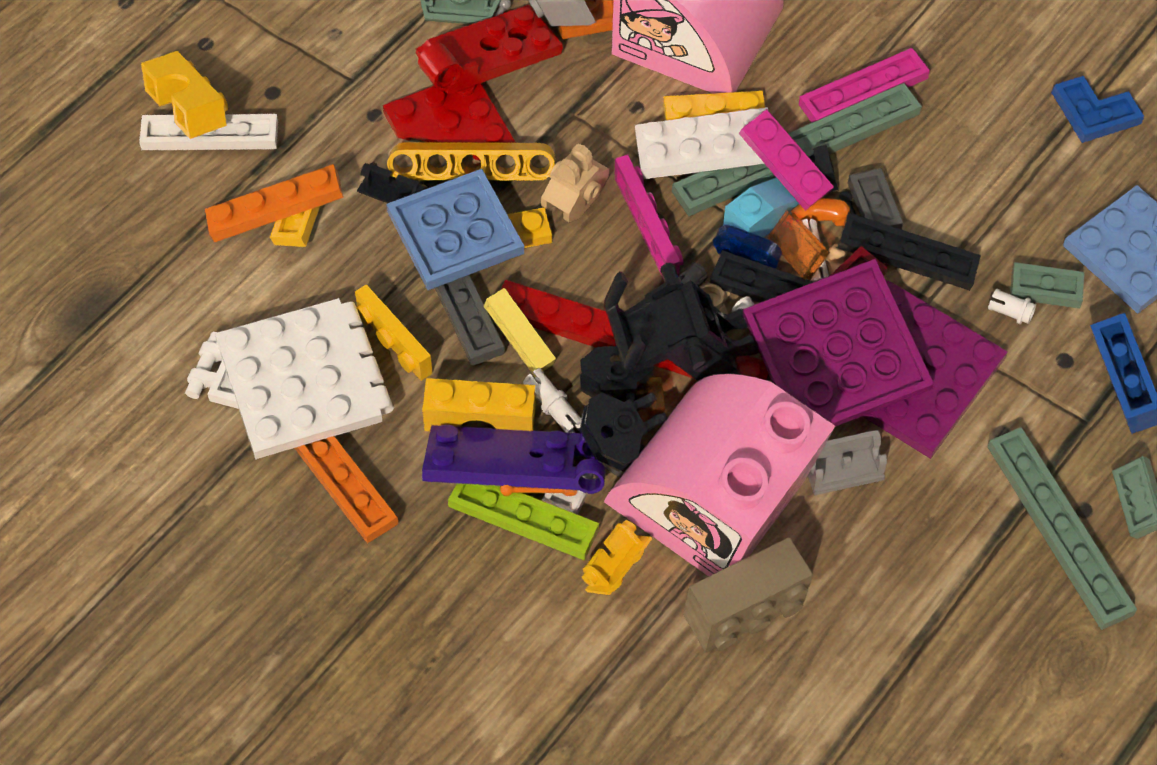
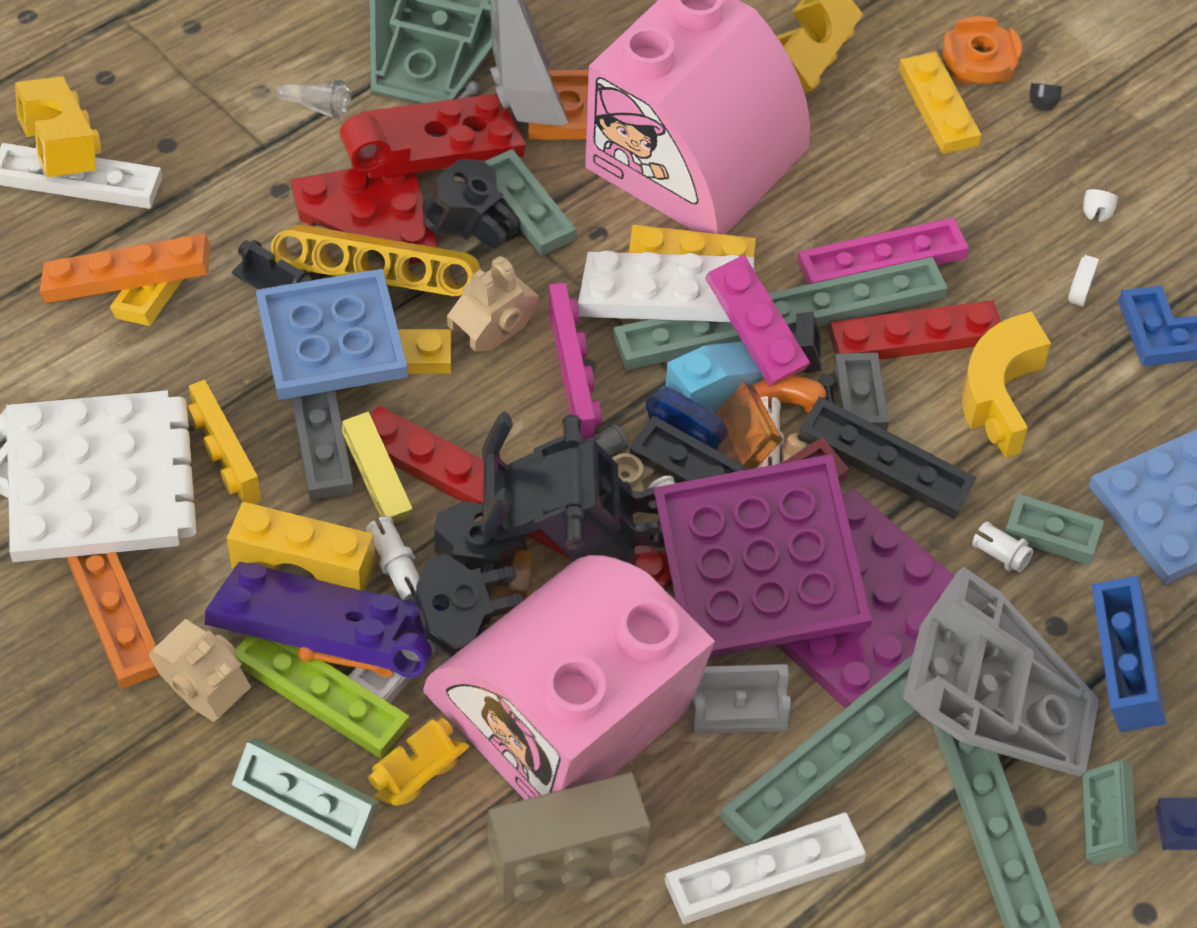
camera: 10 degrees right, 5 degrees down
(389, 31) = (325, 97): none -> clear cone
(429, 517) = (200, 669): none -> tan hinge
(533, 103) = (470, 205): none -> black hinge
(535, 598) = (305, 793): none -> plate
(575, 92) = (537, 212): none -> sand green plate
(896, 589) = (764, 868): none -> white plate
(905, 144) = (915, 330): none -> red plate
(927, 486) = (821, 760): none -> sand green plate
(977, 151) = (1001, 355): none -> yellow arch
(1019, 16) = (1099, 202): none -> white hinge
(1022, 82) = (1083, 280): none -> white tile
(1036, 412) = (997, 681): none -> light grey wedge

